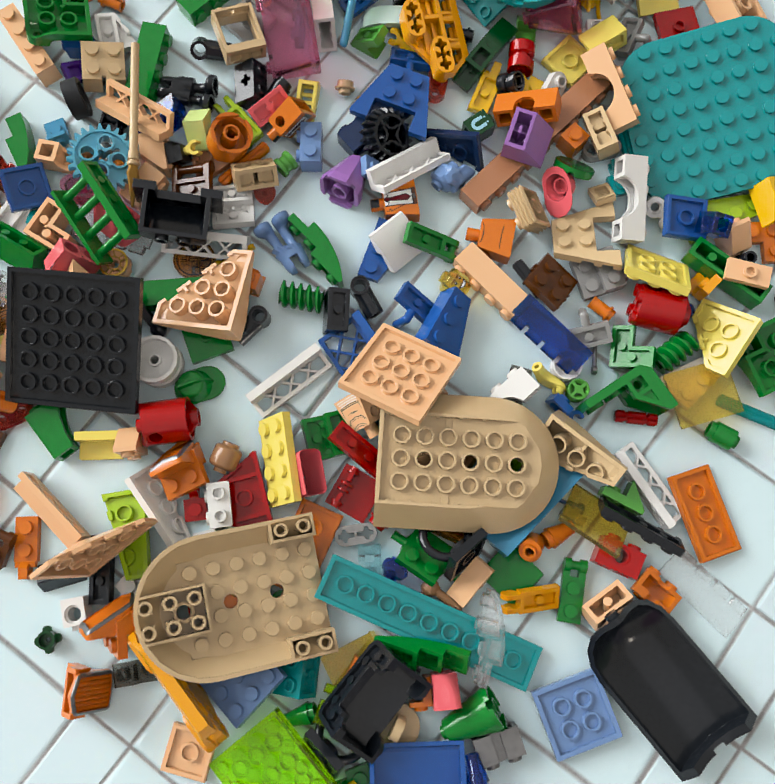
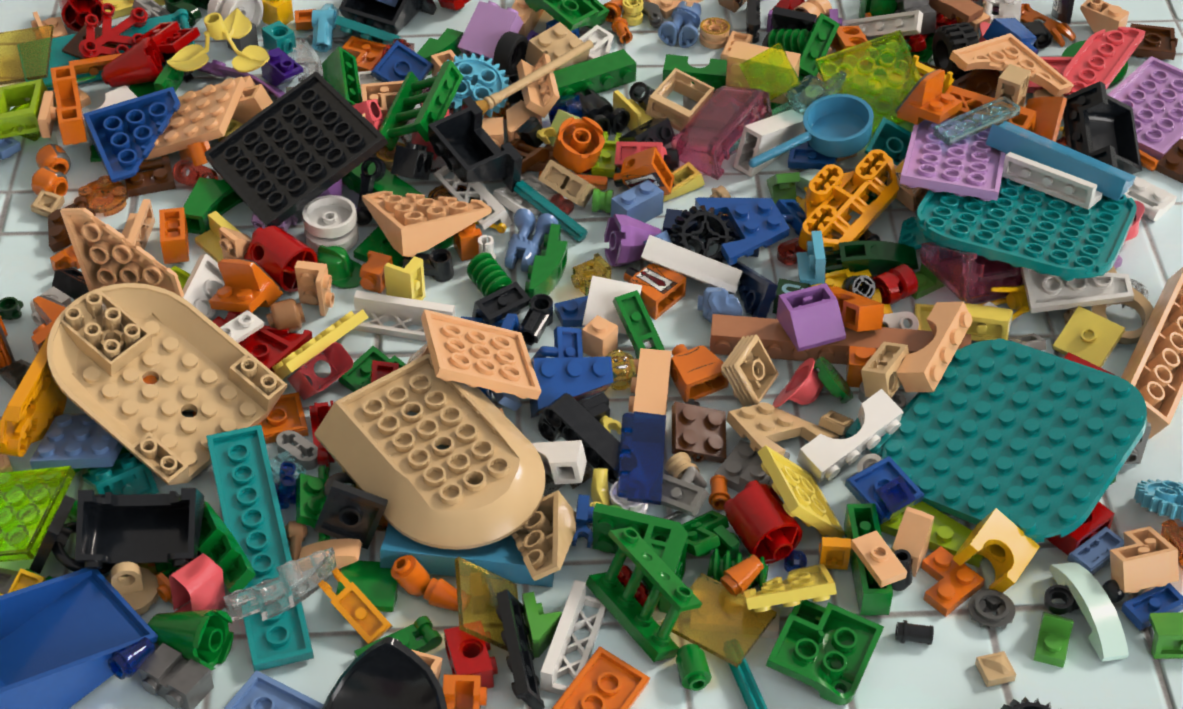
camera: 50 degrees right, 35 degrees down
(40, 94) = (487, 27): none -> lavender brick
(73, 477) = (174, 235): none -> orange brick
(142, 259) = (412, 161): none -> black brick
(202, 68) = (637, 113): none -> light yellow panel
(214, 419) = (314, 285): none -> light nougat bracket
(229, 365) = (373, 271): none -> orange brick
(267, 204) = (545, 206): none -> teal axle
(268, 278) = (486, 247): none -> white pin
(268, 362) = (406, 281): none -> light yellow panel
(351, 221) = (583, 273): none -> clear yellow brick
(418, 272) = (599, 337): none -> light nougat brick
(468, 89) = (812, 263): none -> medium azure bracket
(480, 327) = (599, 409): none -> black piece
(499, 352) = (573, 422): none -> black beam
(569, 315) = (678, 464): none -> tan wheel
(648, 338) = (728, 541): none -> green plate
(663, 438) = (624, 606): none -> green fence
(695, 358) = (741, 575): none -> orange cone

